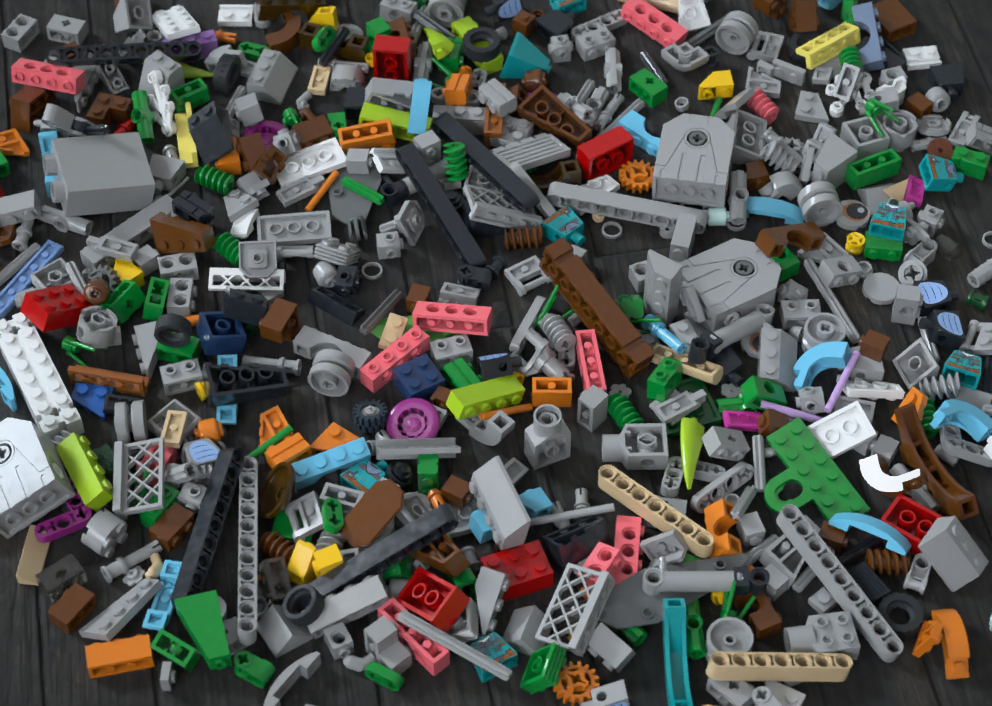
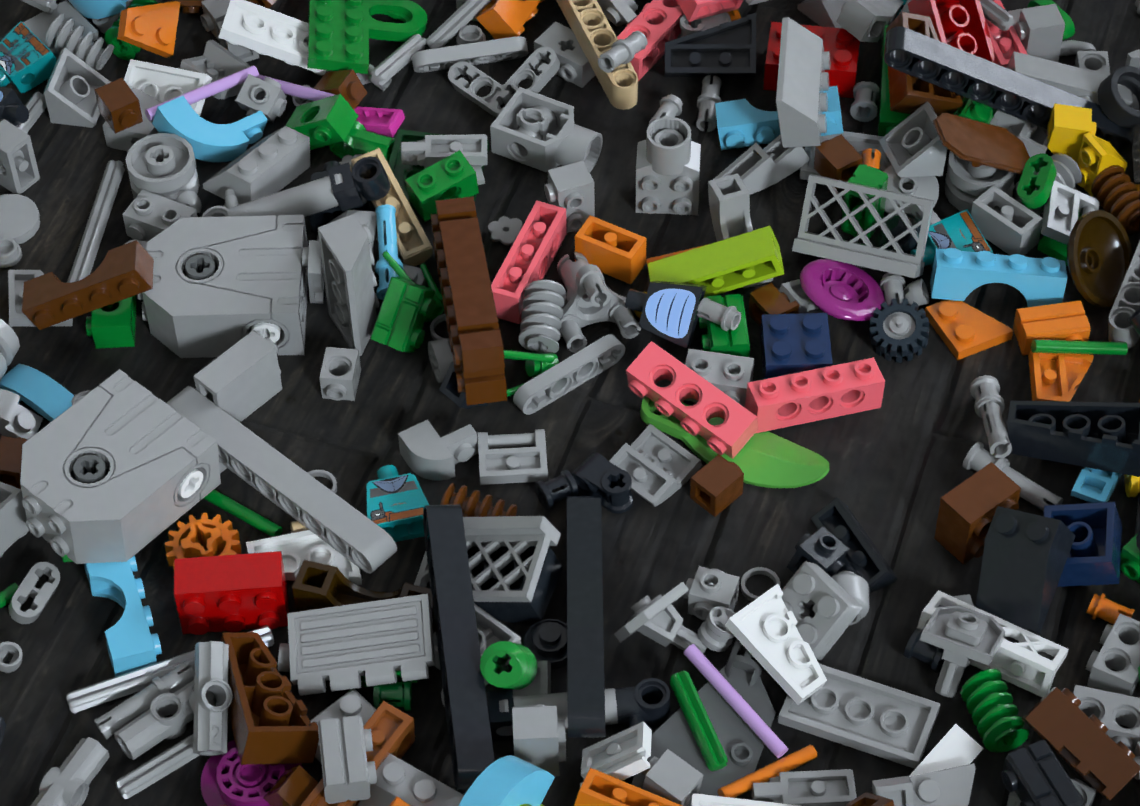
camera: 150 degrees left, 0 degrees up
(295, 251) = (875, 662): light grey plate -> none
(300, 390) = (989, 407): none -> light grey pin
(311, 341) = (876, 427): light grey arch -> none
(331, 372) = (930, 399): light grey wheel -> none
(343, 224) = (775, 643): none -> white wing
(350, 205) = (736, 701): none -> lavender bar
(373, 226) = (714, 632): none -> light grey wheel
(381, 312) = (792, 480): dark grey axle -> none
(393, 330) = (791, 445): tan plate -> none
(466, 366) = (717, 313): none -> light grey pin
(544, 205) = (413, 562): light grey beam -> none
(572, 514) = (693, 79): light grey bar -> none
(617, 479) = (622, 51): none -> light grey pin
(623, 411) = (526, 182): green piece -> none
(648, 87) = (34, 719): green brick -> none
(691, 444) = (476, 97): lime piece -> none
(725, 443) = (417, 86): light grey brick -> none
(839, 271) = (50, 247): light grey brick -> none

